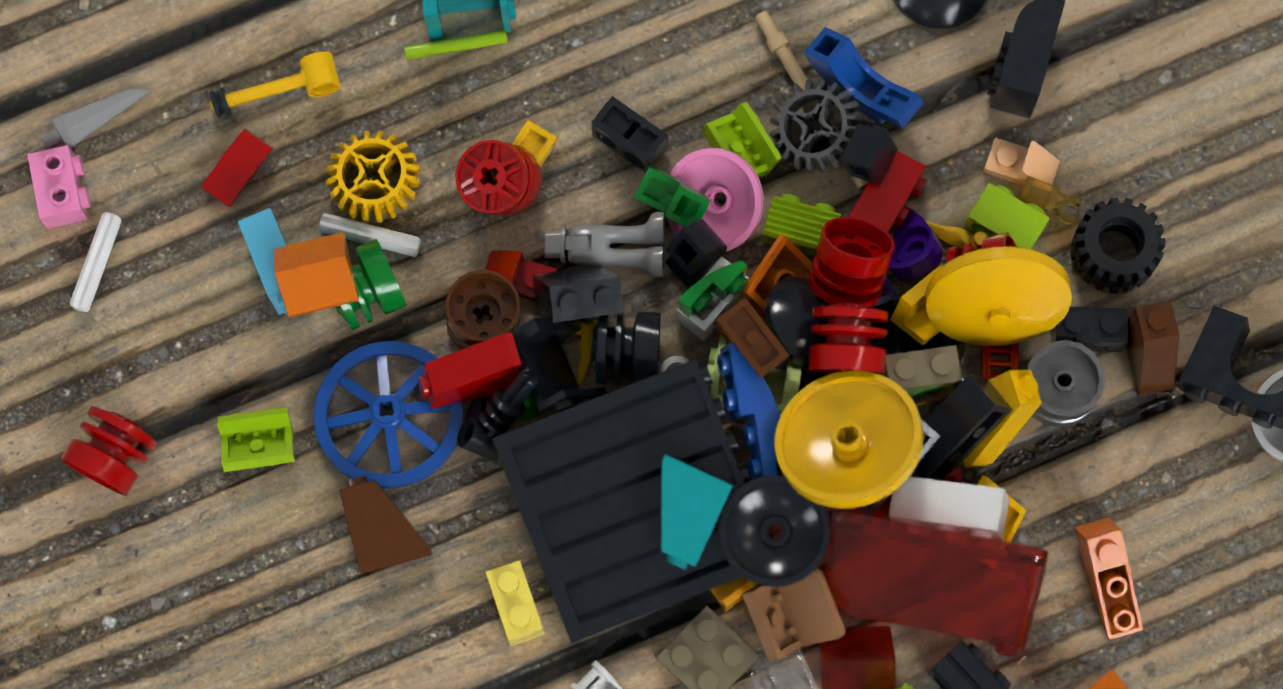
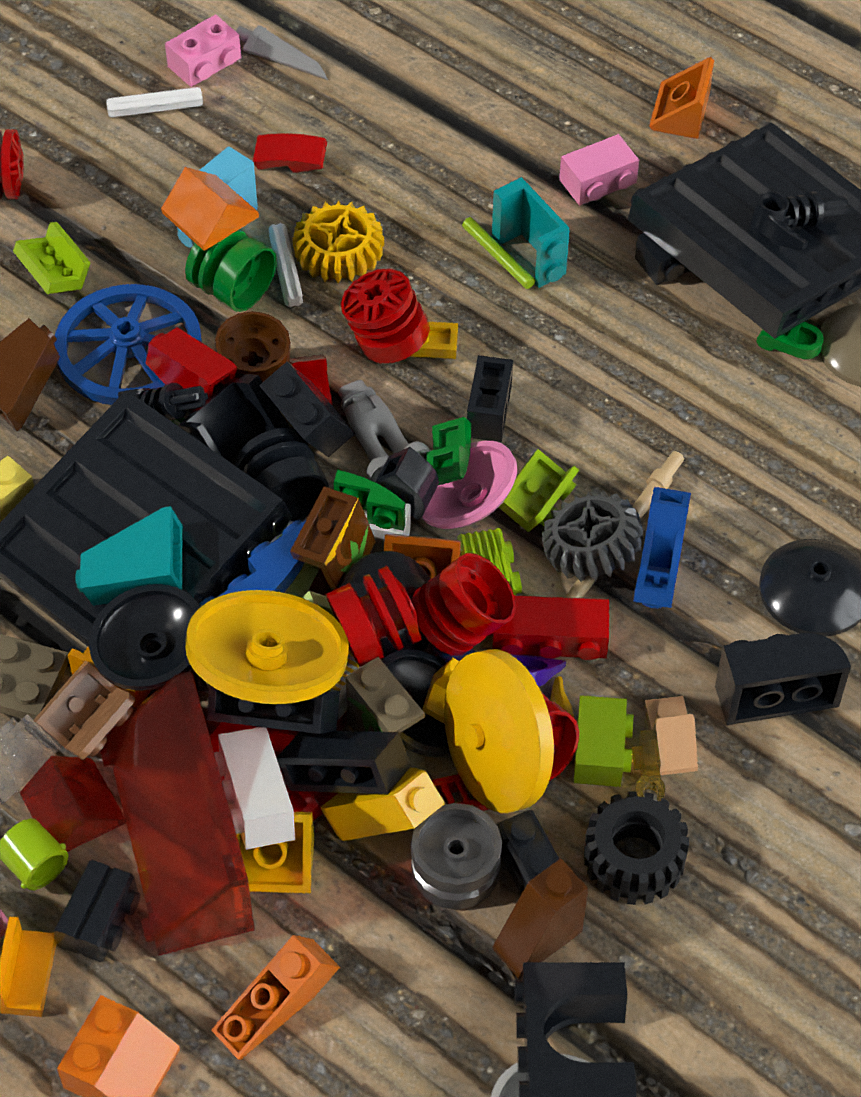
camera: 60 degrees right, 20 degrees down
(317, 75) = (402, 169): yellow piece -> none
(869, 153) = (588, 578): black brick -> none

